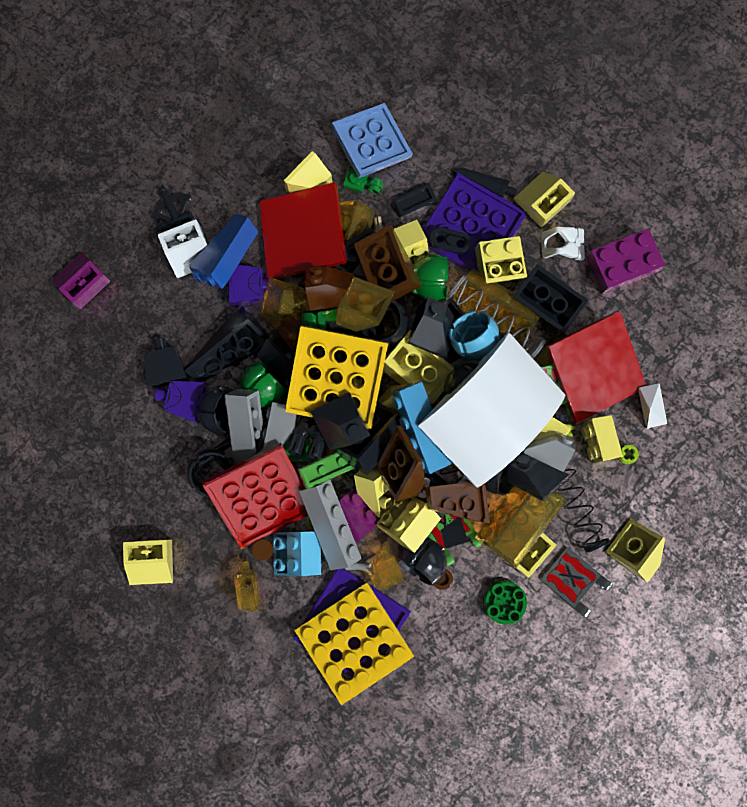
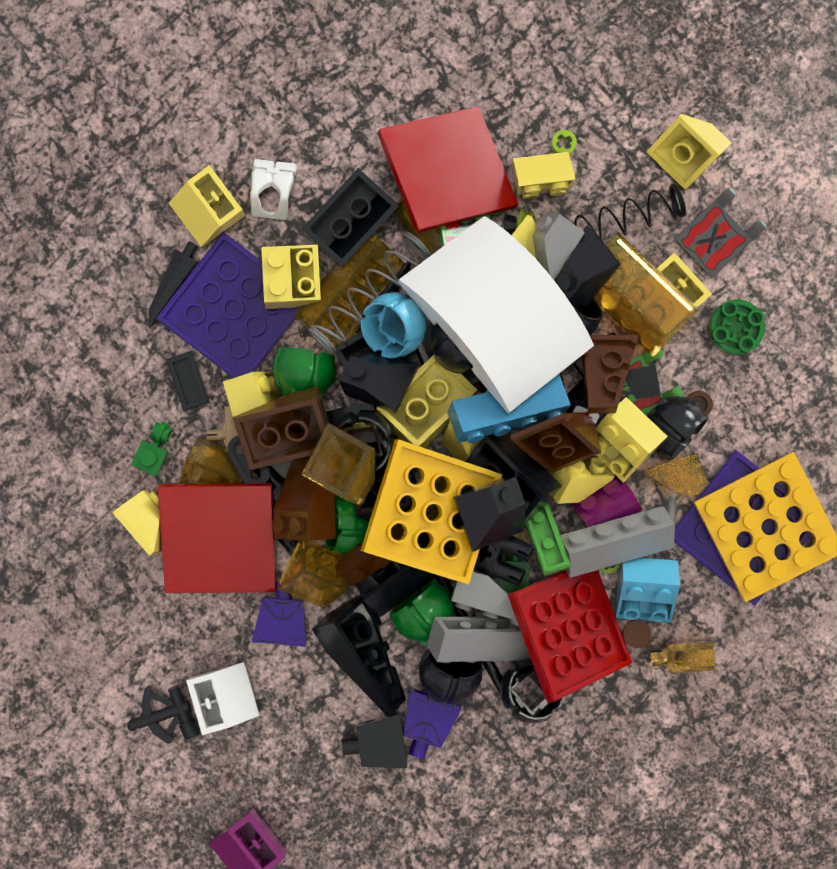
camera: 85 degrees left, 5 degrees up
(148, 561) = (637, 784): light yellow slope -> none
(224, 252) = (236, 647): blue slope -> none
(371, 140) = (98, 430): medium blue plate -> none
(450, 238) = (251, 340): black plate -> none
(625, 261) = (307, 110): magenta brick -> none
(652, 405) = (503, 102): white slope -> none

